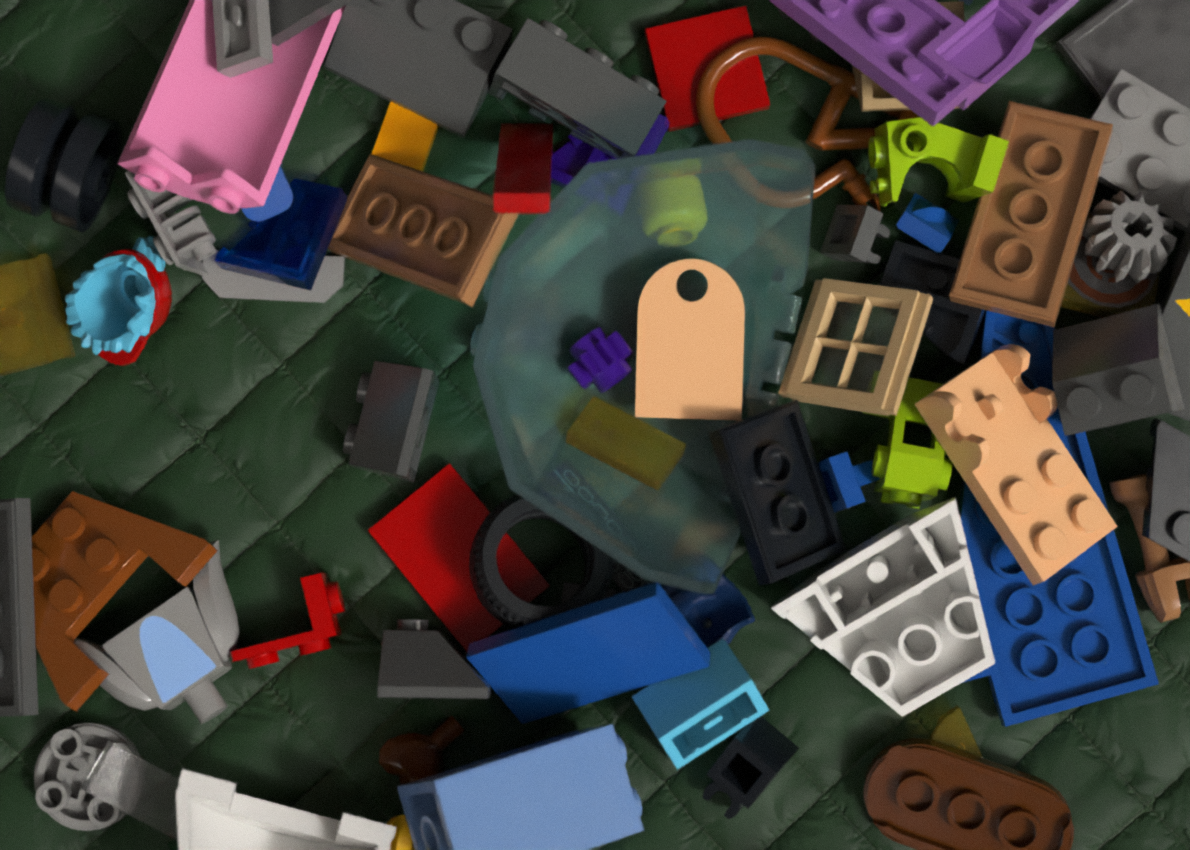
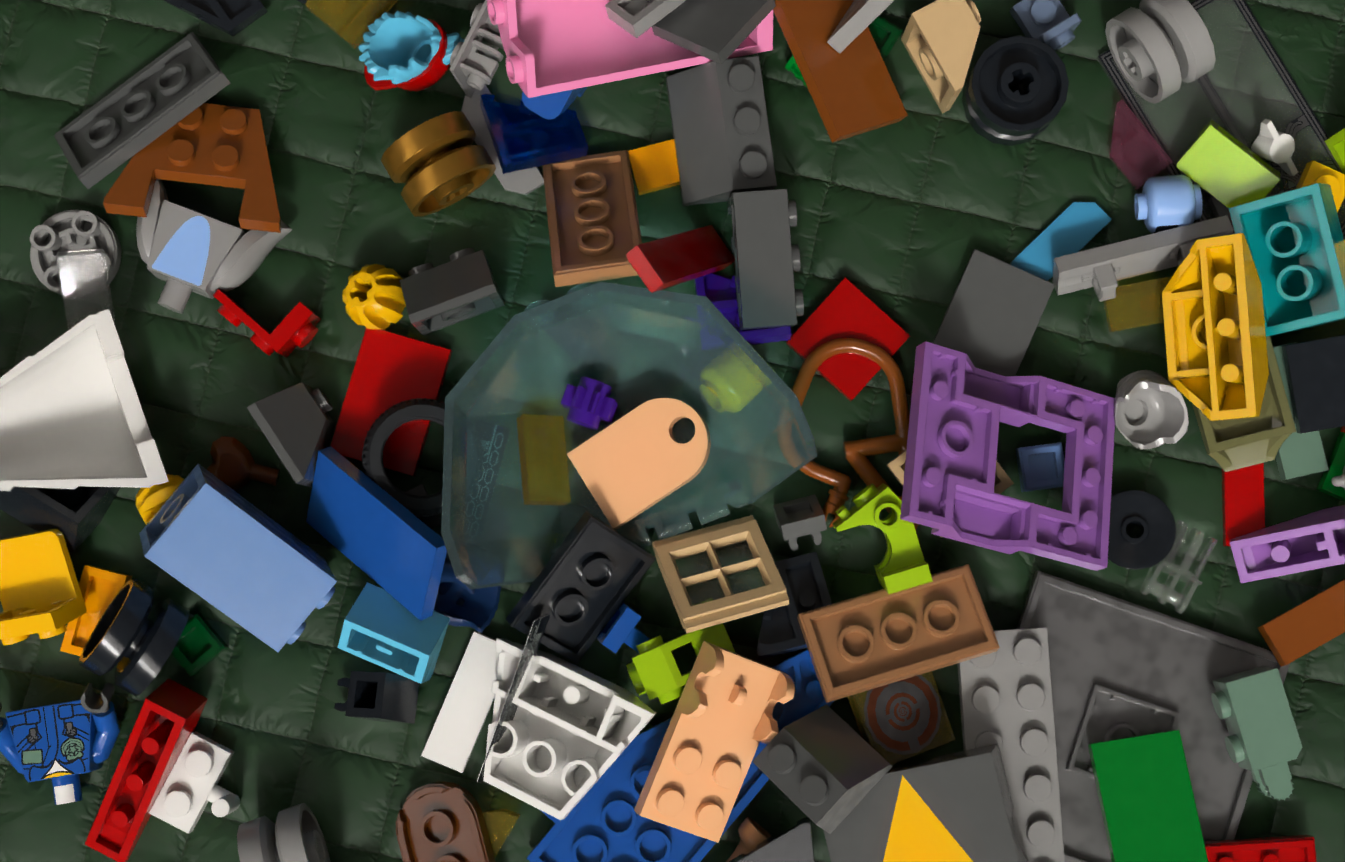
camera: 60 degrees right, 0 degrees up
(257, 346) = (438, 163): none -> pearl gold wheel
(346, 501) = (374, 297): none -> yellow piece
(812, 686) = (465, 706): none -> white tile
(847, 640) = (509, 708): none -> black sticker
(927, 223) = (843, 565): blue tile -> none
(1129, 237) = (931, 730): light grey gear -> none

